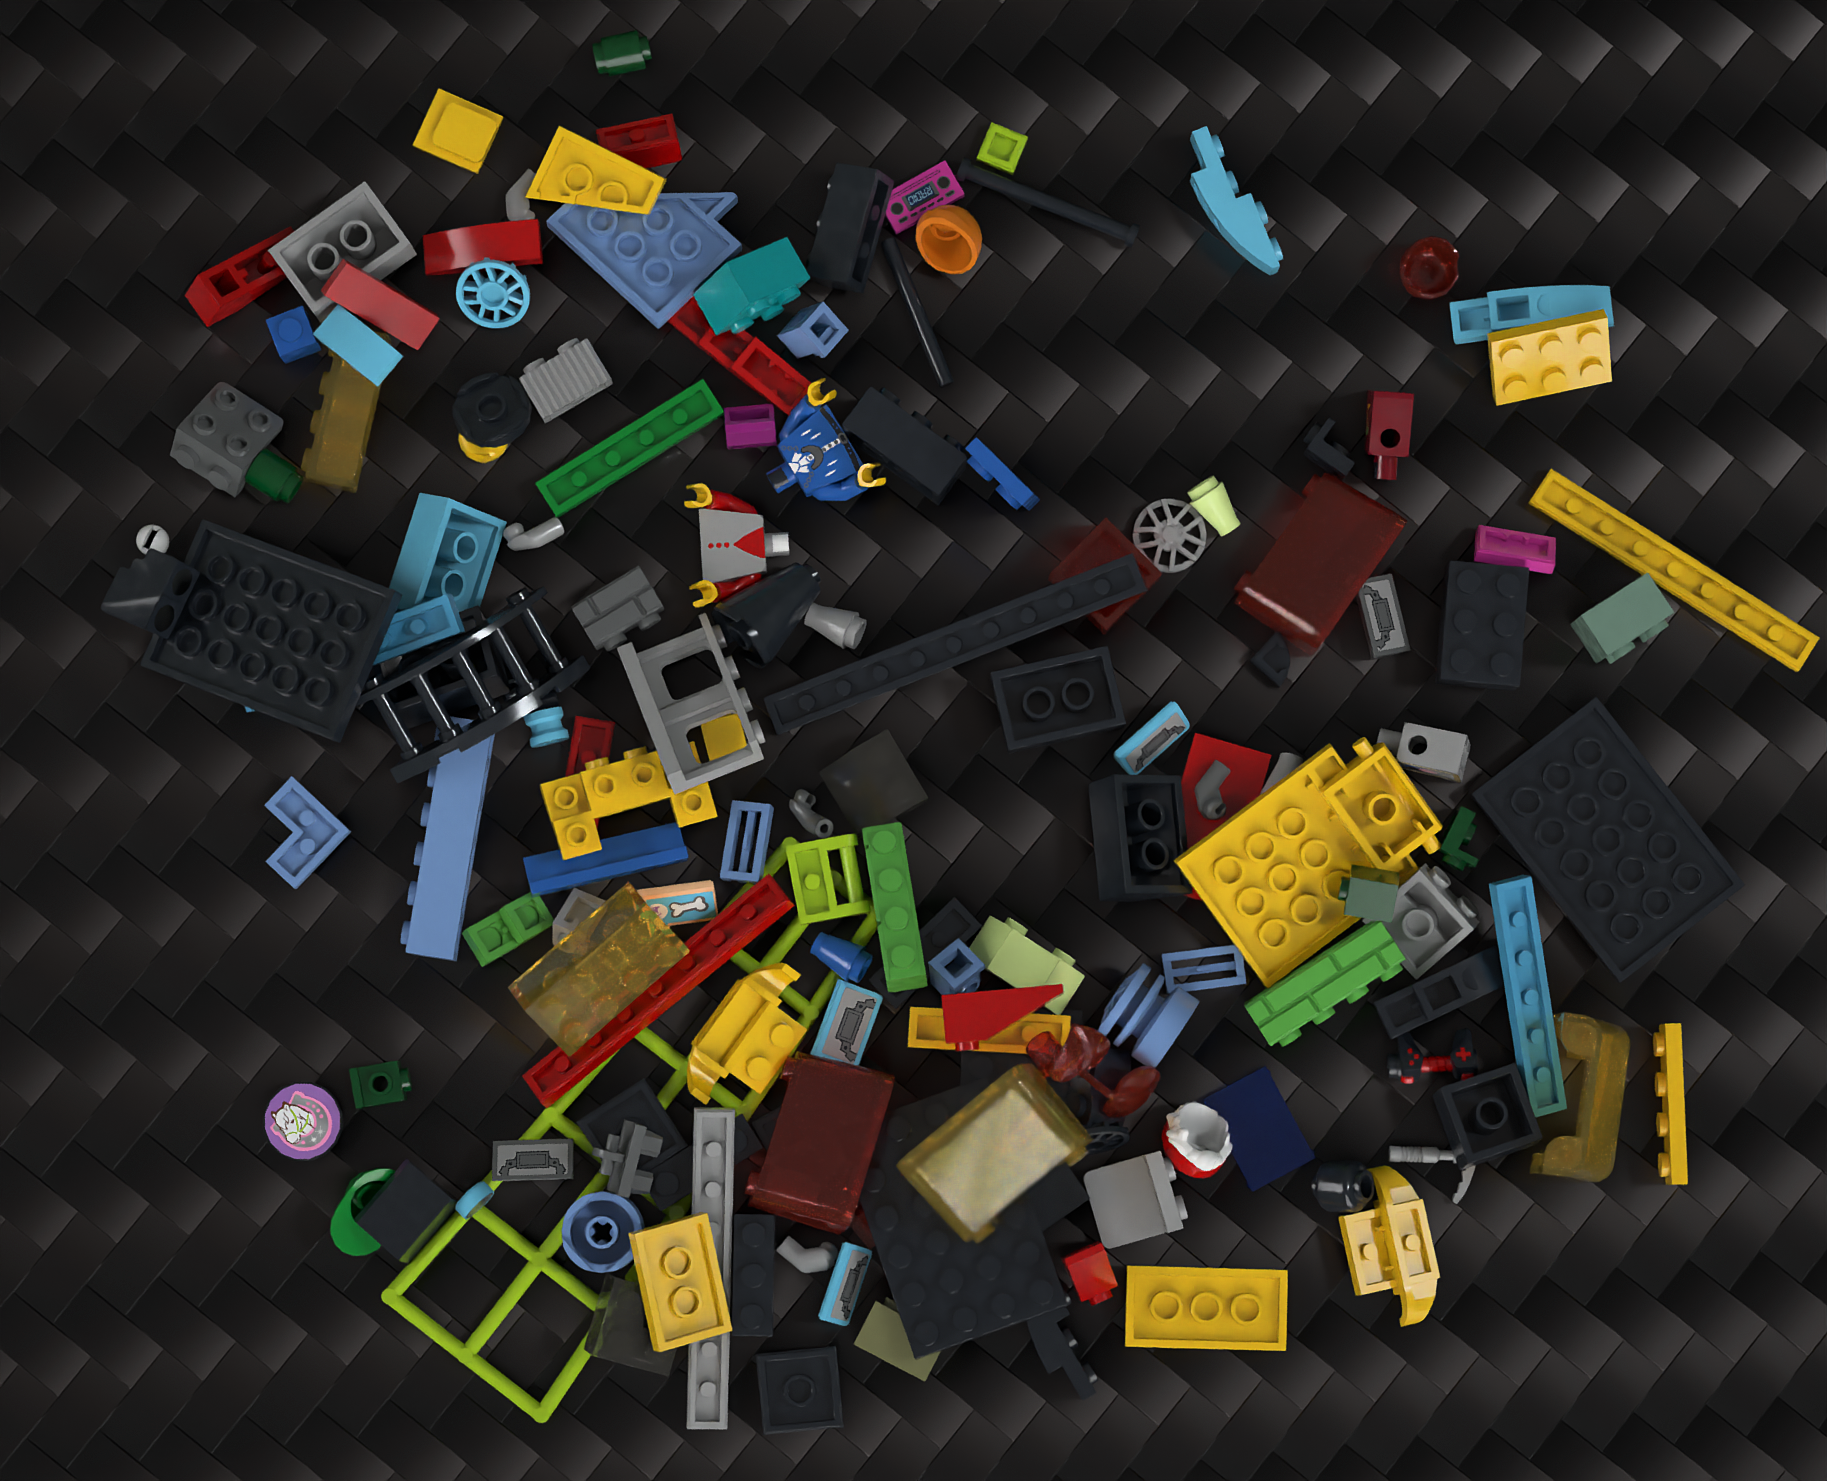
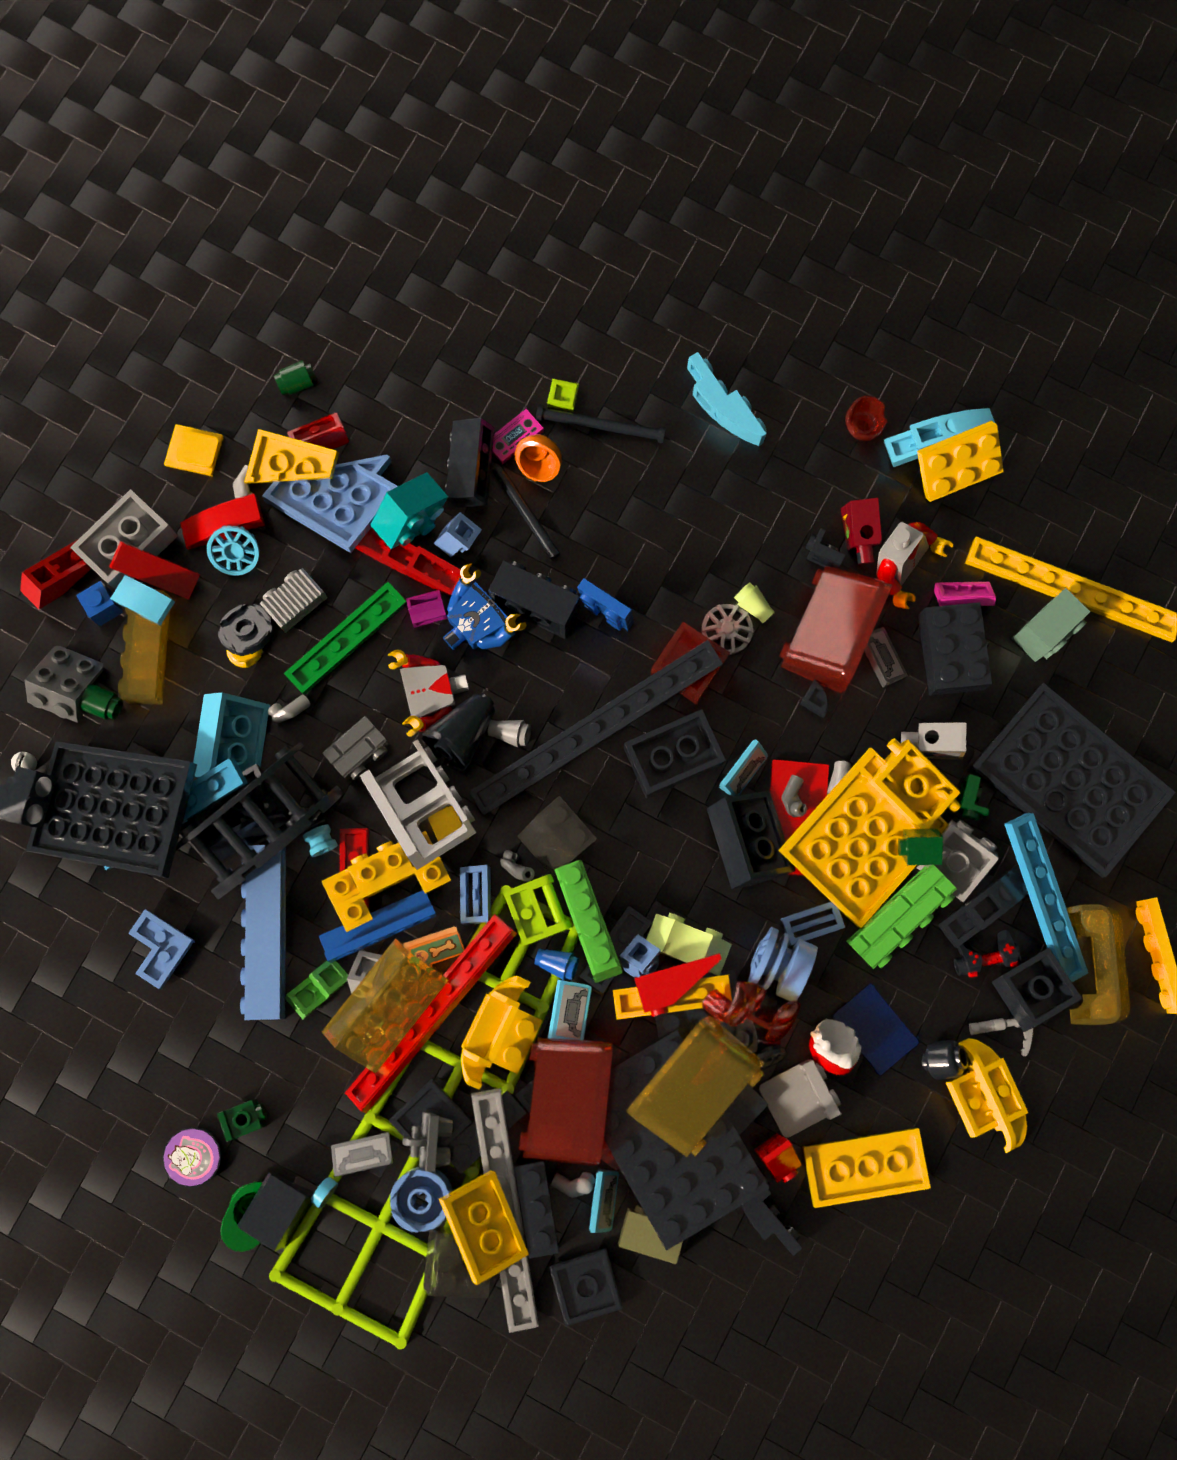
camera: 10 degrees left, 5 degrees down
(1437, 477) = (903, 553): none -> torso

